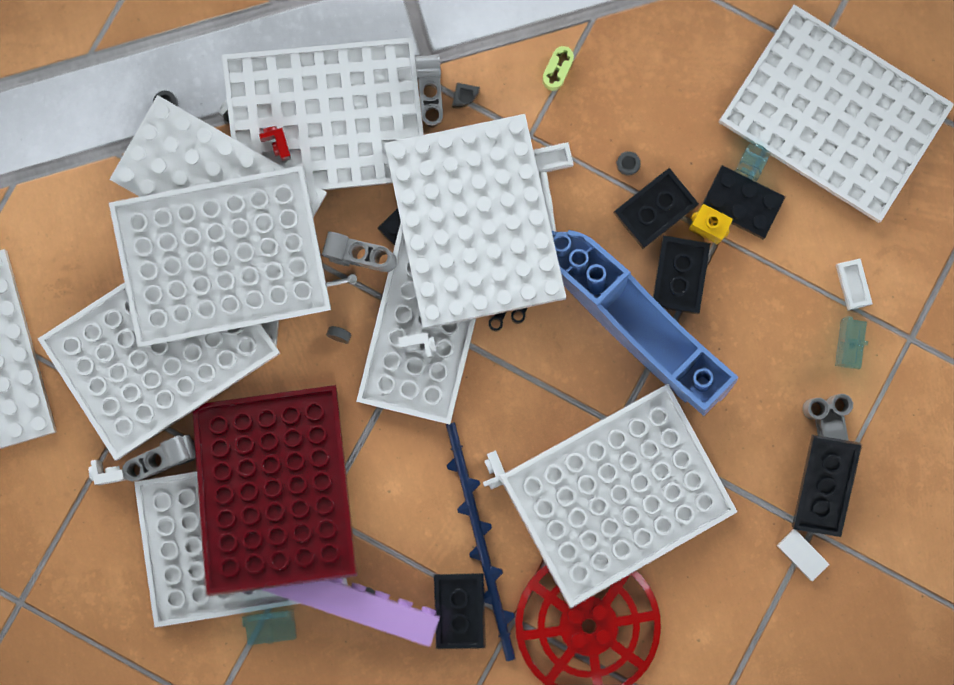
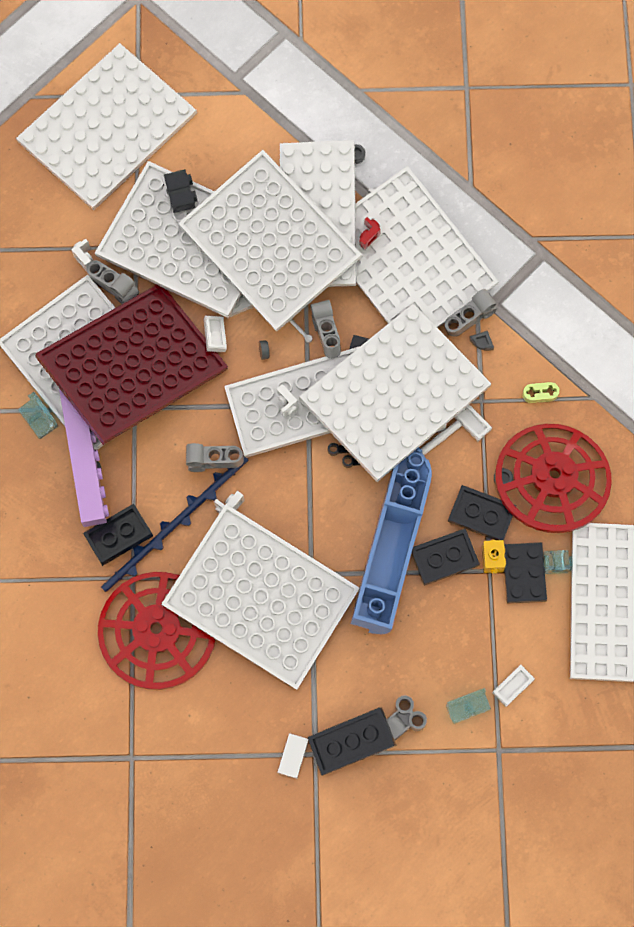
camera: 65 degrees right, 10 degrees down
(99, 323) = (179, 190): none -> black brick
(289, 378) = (215, 334): none -> white tile
(425, 473) = (199, 457): none -> light grey piece
(657, 123) = (551, 486): none -> red dish

